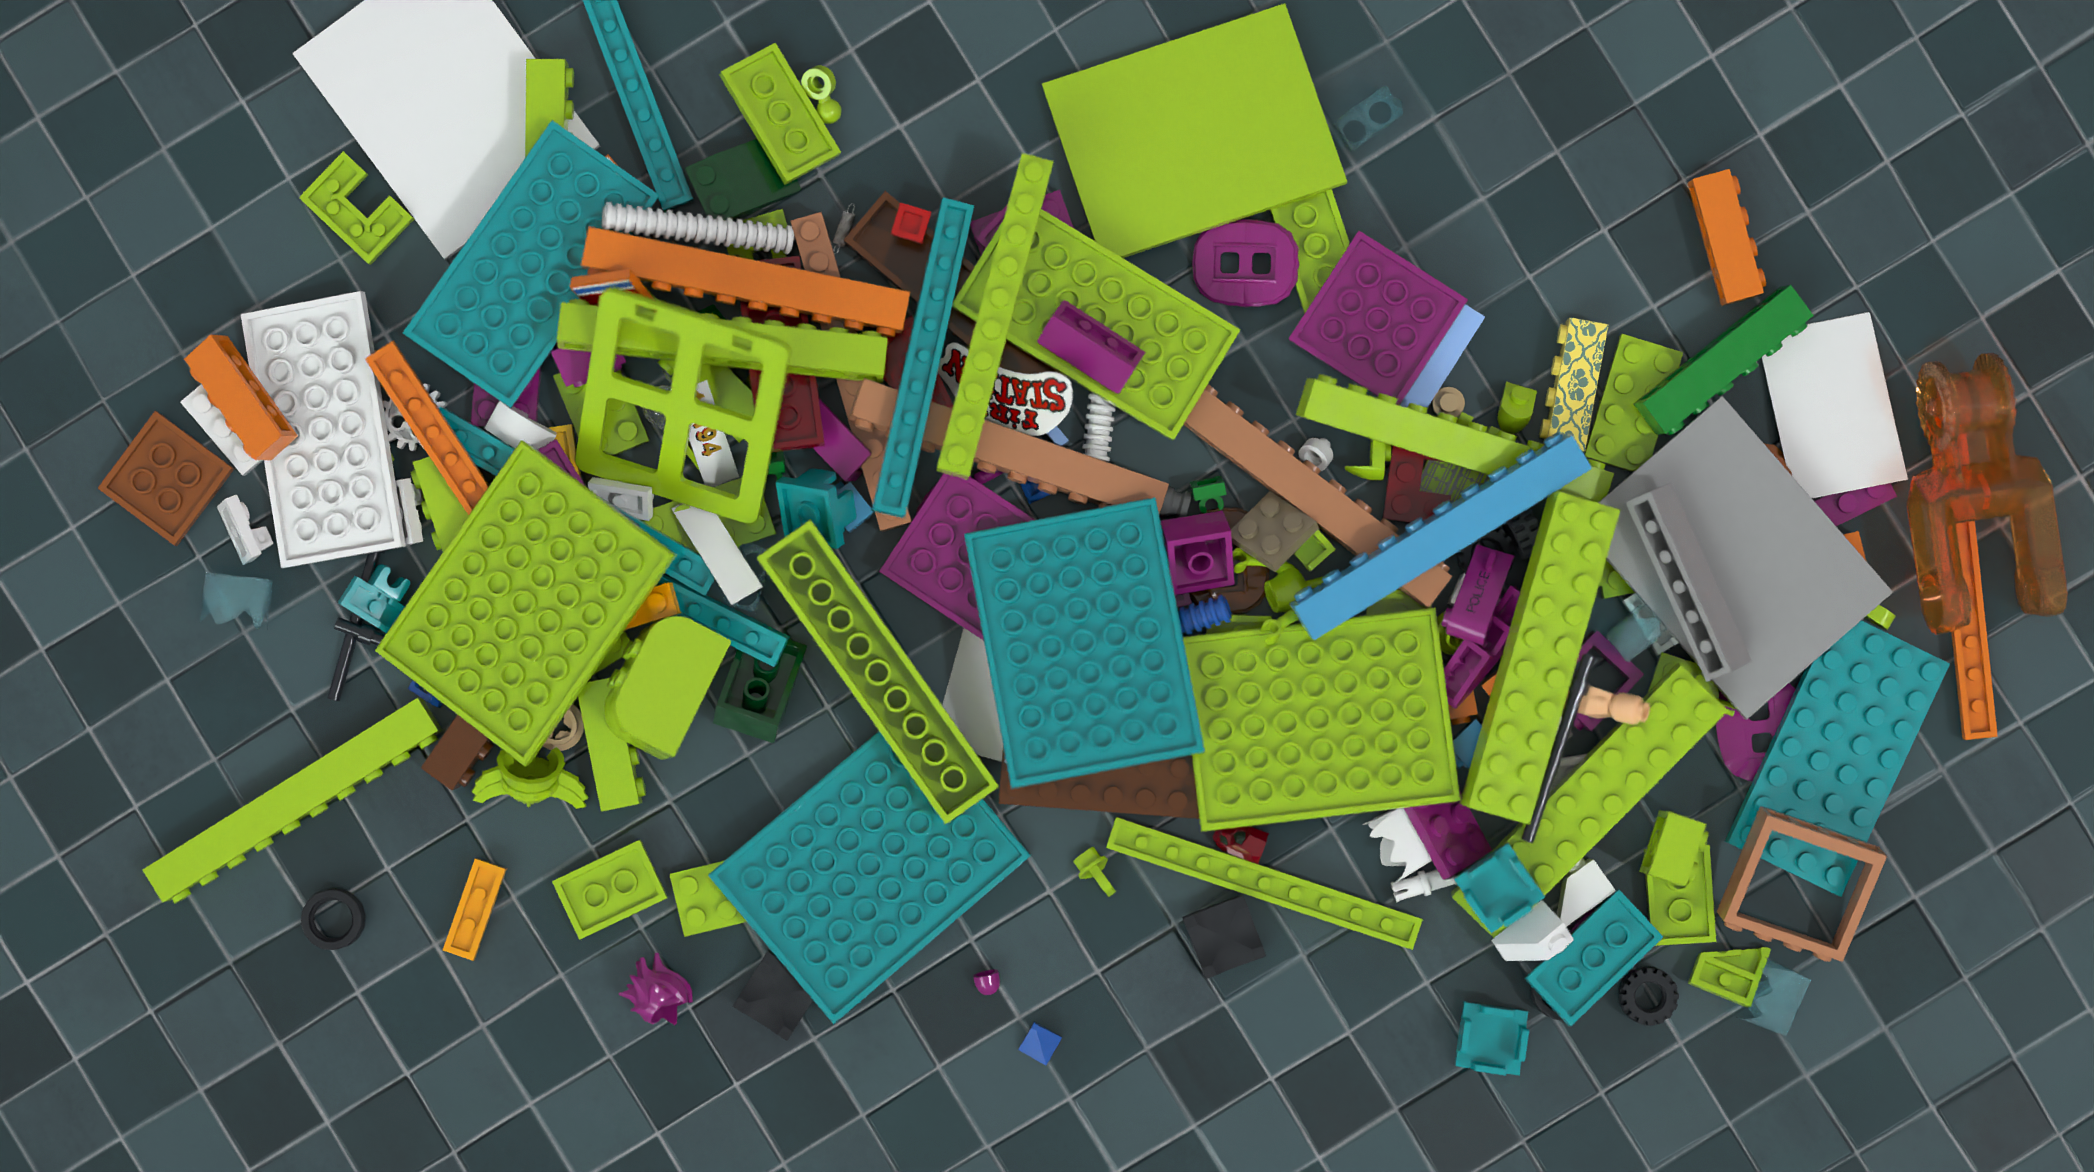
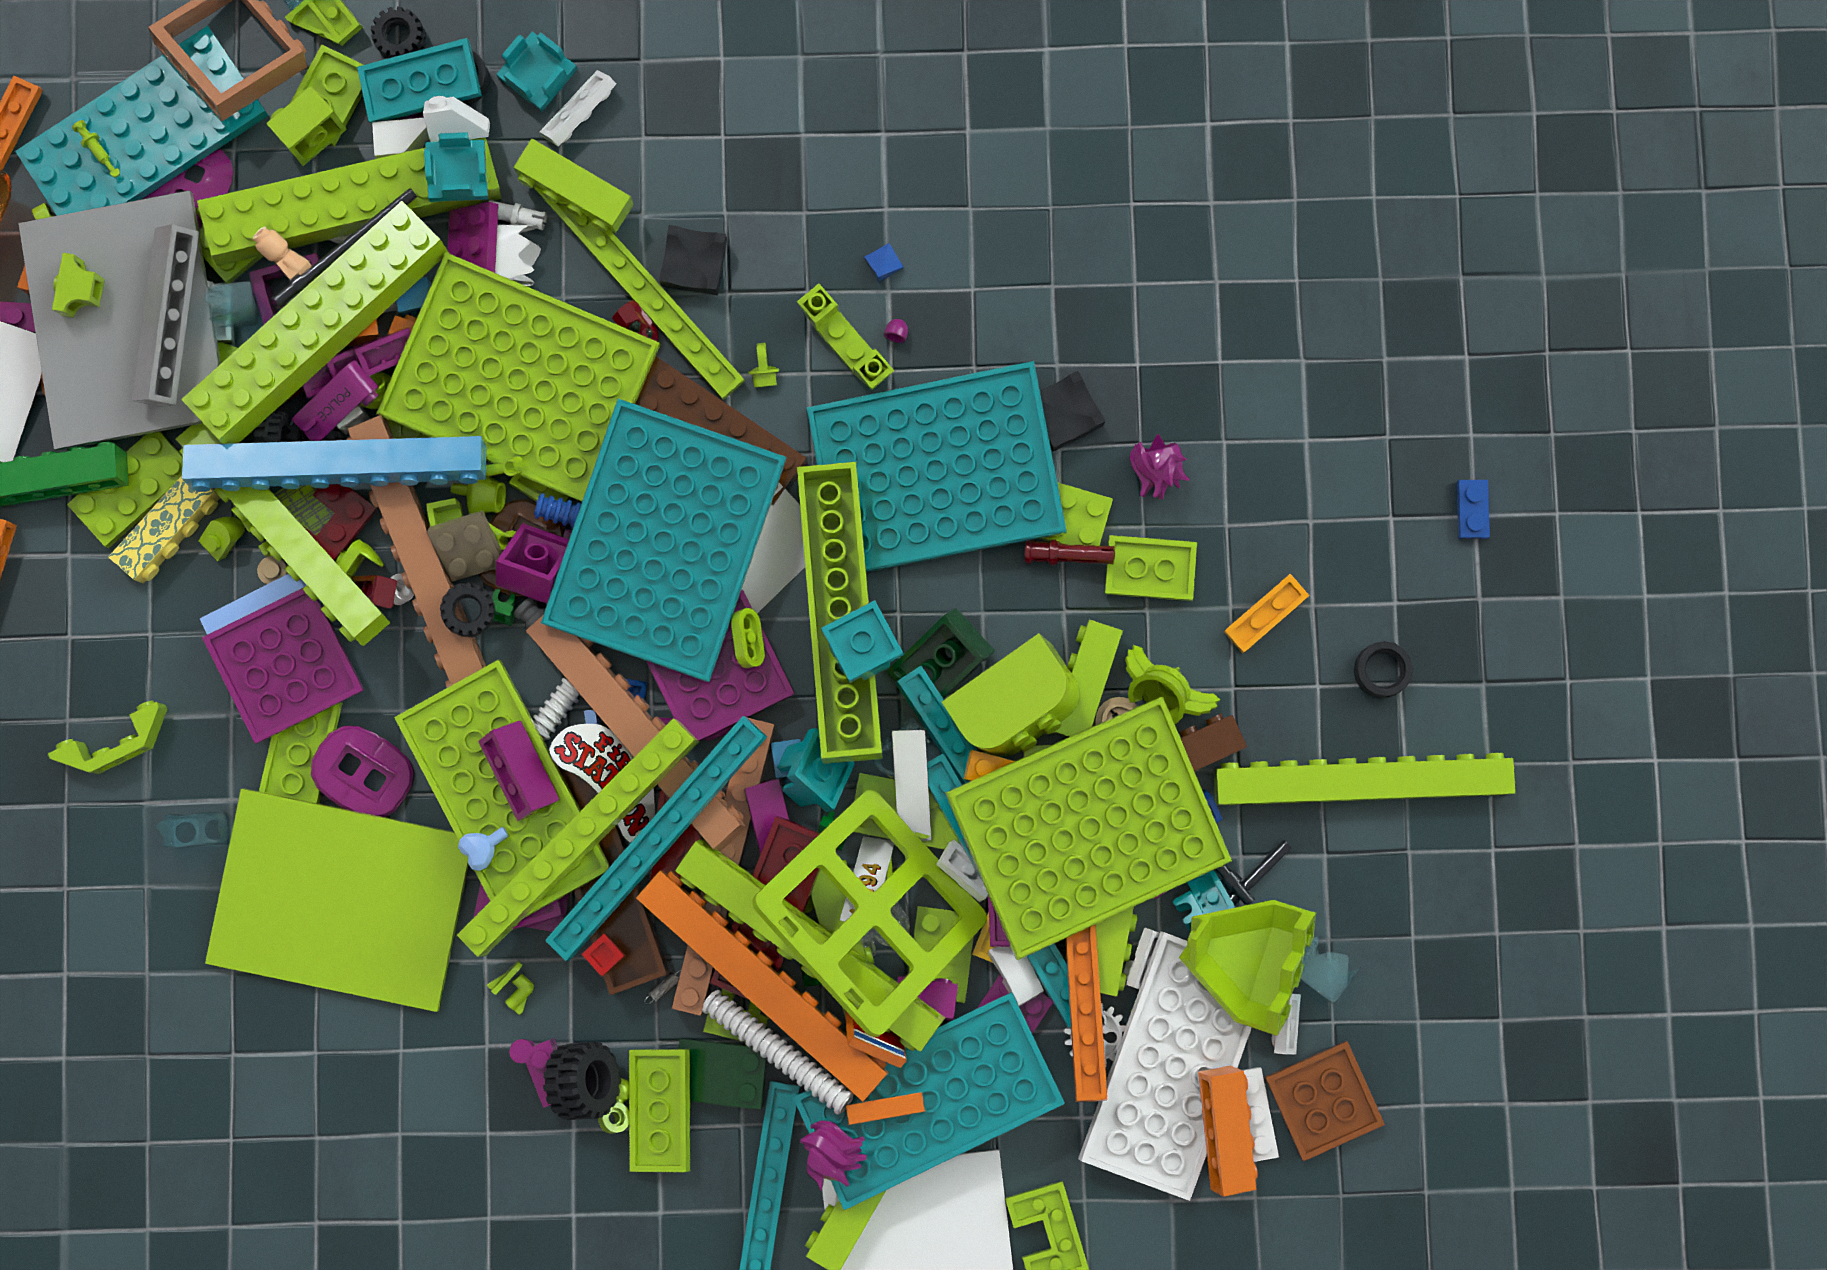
camera: 150 degrees left, 5 degrees down
(304, 567) = (1251, 959): none -> lime panel
(332, 1127) = (1473, 509): none -> blue plate
(565, 233) = (885, 1108): none -> orange piece
(590, 164) = (831, 1153): none -> magenta hair
(709, 851) = (1055, 552): none -> dark red pin
(833, 649) = (862, 642): none -> teal panel
(864, 98) = (582, 1081): none -> black tyre
(907, 89) = (535, 1058): none -> magenta hinge
(951, 596) = (747, 638): none -> lime plate
(973, 153) = (523, 984): none -> lime piece
(1030, 943) = (843, 338): none -> lime slope
(1083, 255) = (481, 847): none -> light blue rock
(1252, 476) = (458, 593): none -> black tyre
(1330, 441) = (378, 589): none -> dark red slope
(1381, 940) = (573, 186): none -> lime brick
(1427, 1023) = (578, 108): none -> white plate
(1523, 123) = (147, 724): none -> lime slope
(1795, 561) = (75, 286): none -> lime brick
(1875, 712) = (90, 141): none -> lime piece

